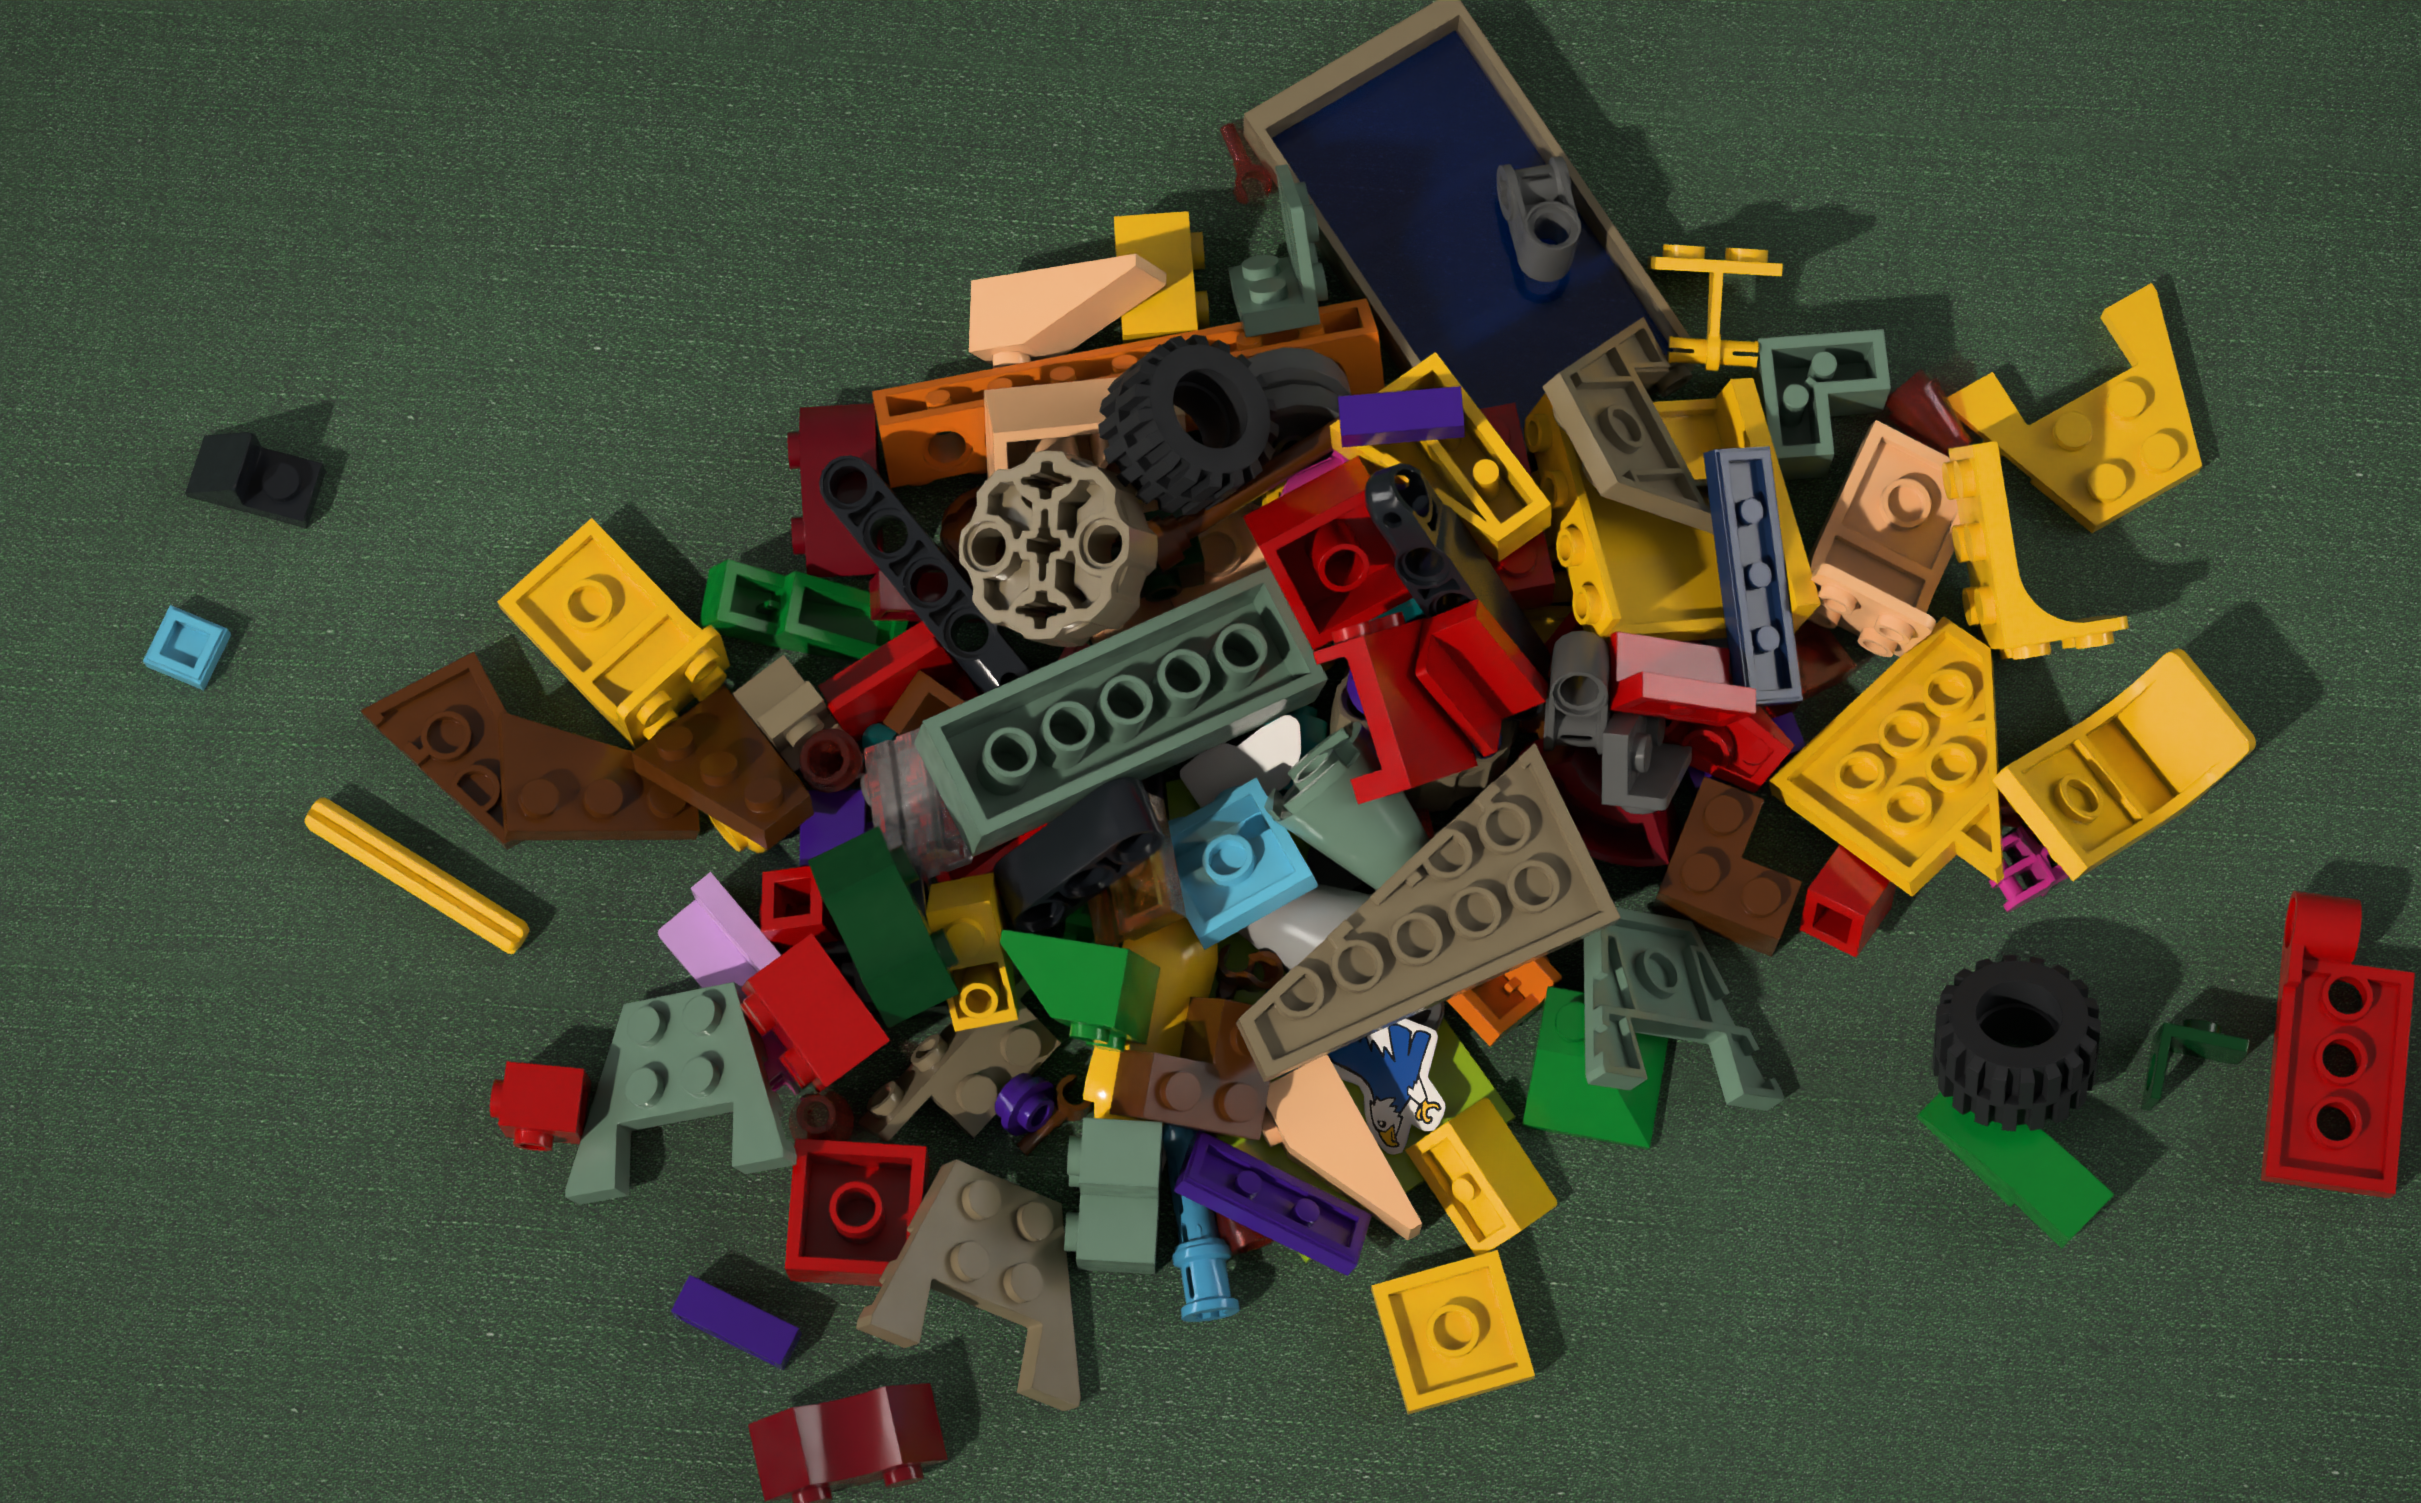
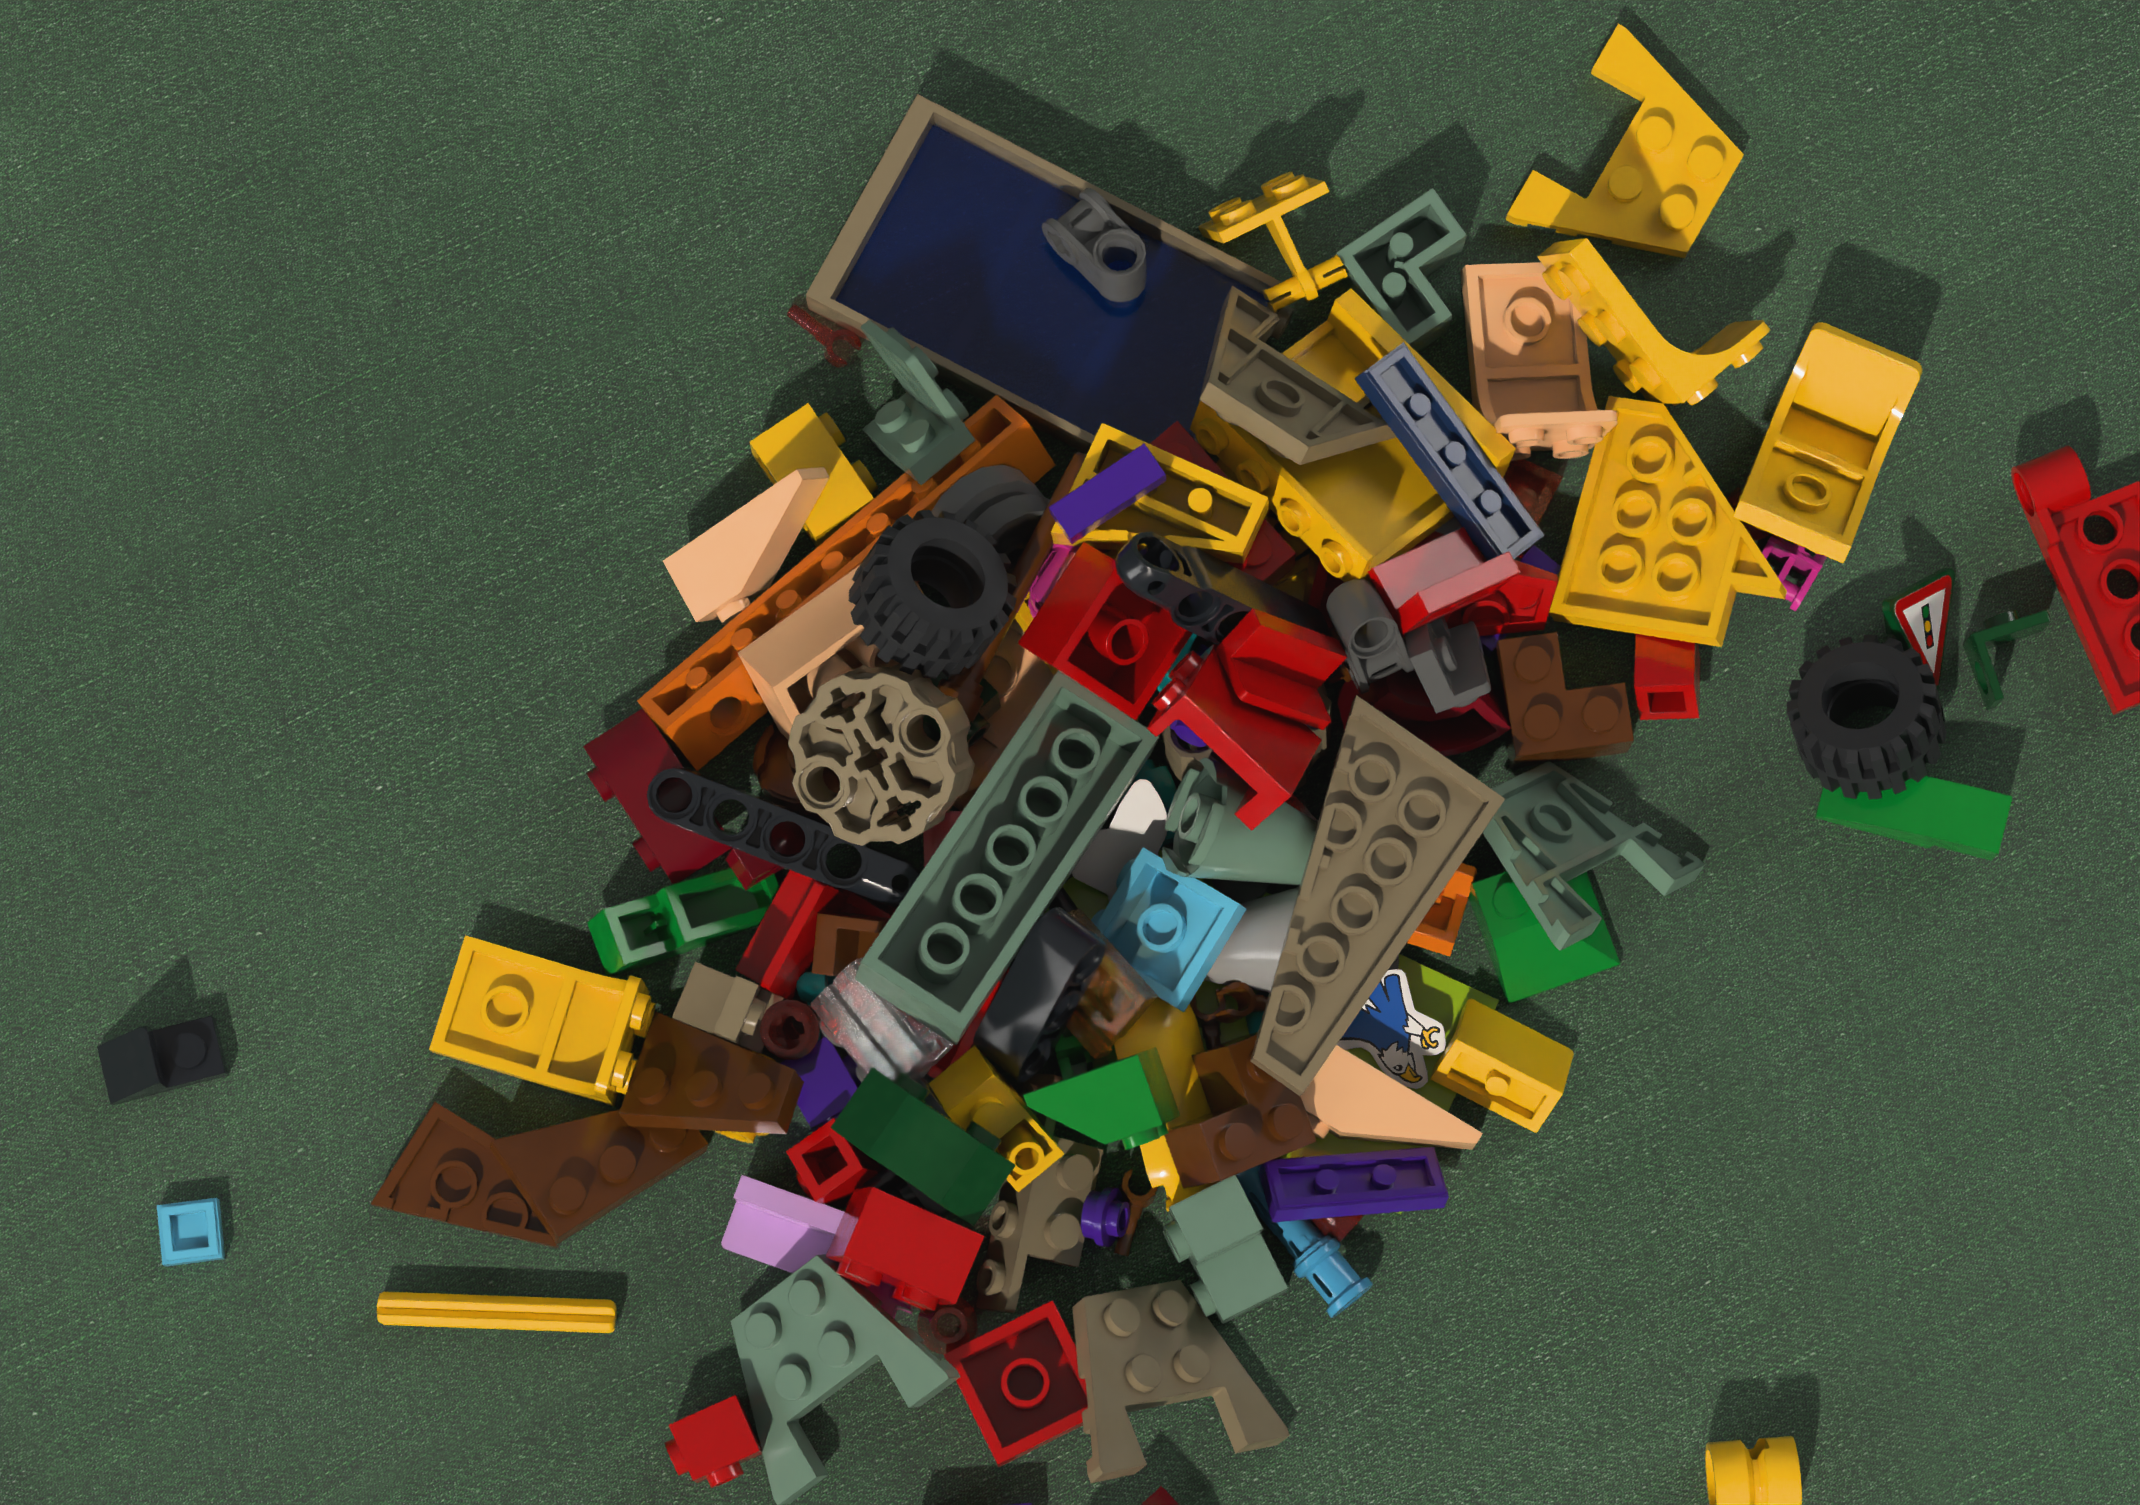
camera: 30 degrees left, 5 degrees up
(1452, 1332) = (1551, 1204): yellow plate -> none
(1927, 414) = (1501, 235): clear red cone -> none
(2125, 985) = (1921, 617): none -> piece

